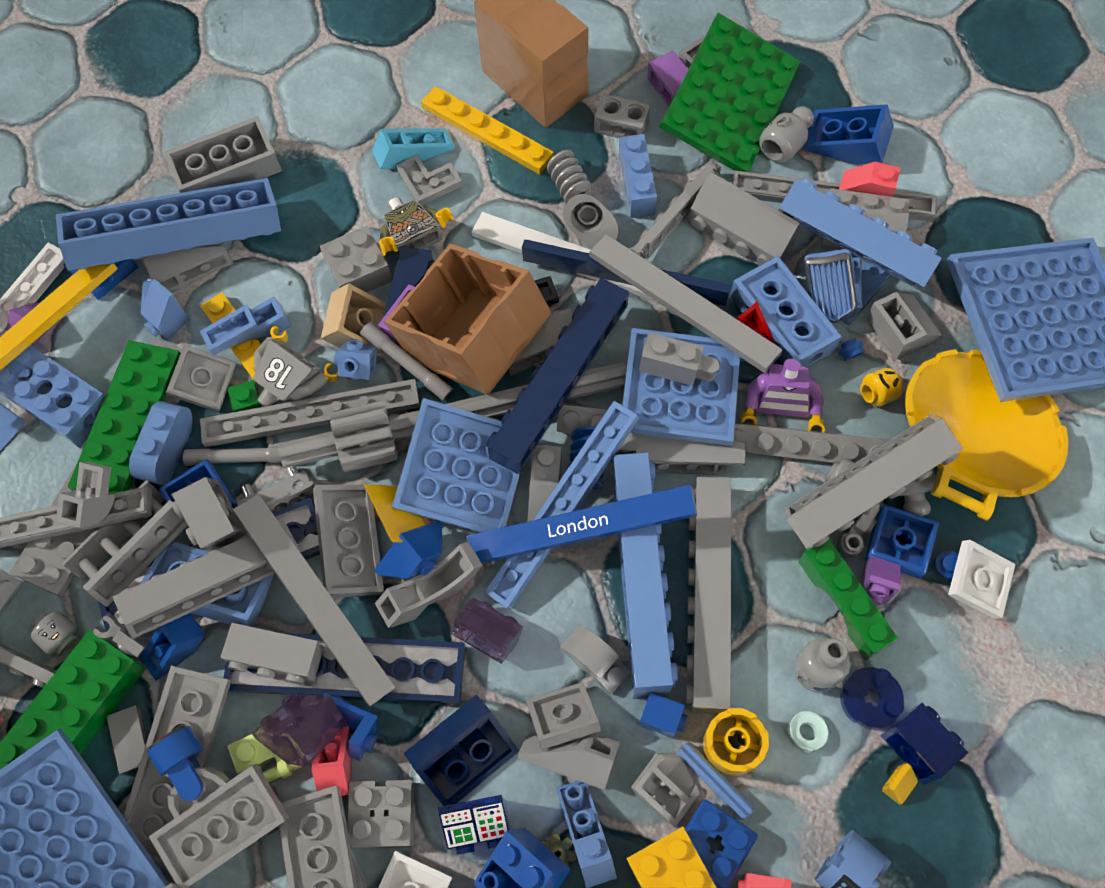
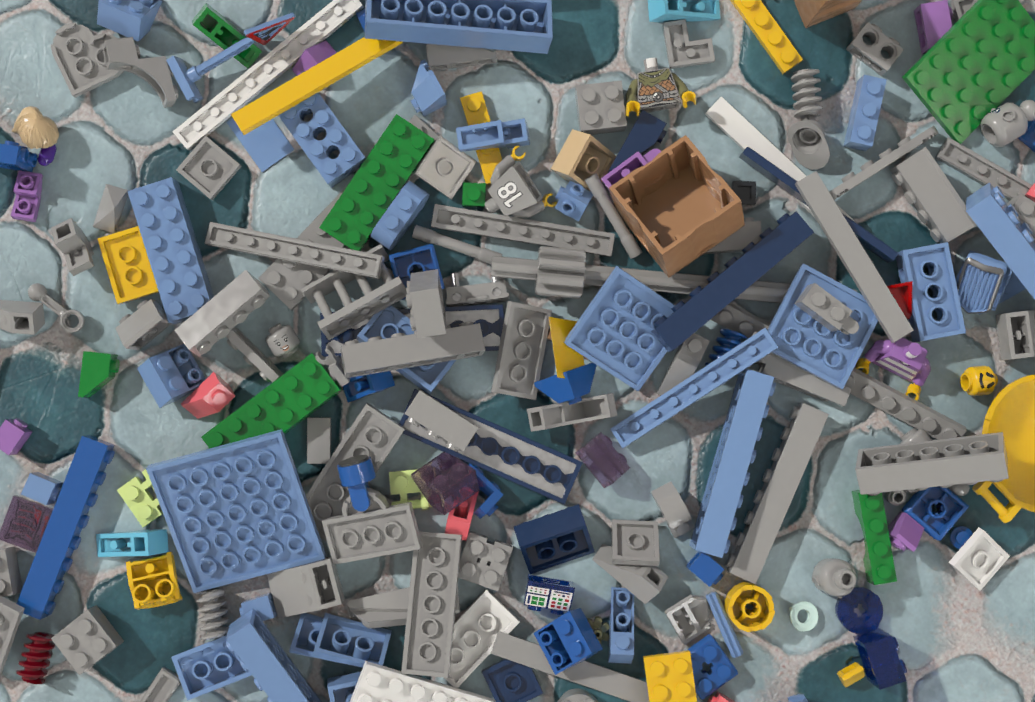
camera: 15 degrees right, 20 degrees up
(90, 500) = (338, 254): light grey brick -> none
(314, 600) = (484, 394): light grey tile -> none
(584, 524) = (703, 415): blue tile -> none
(851, 349) = (970, 339): blue plate -> none

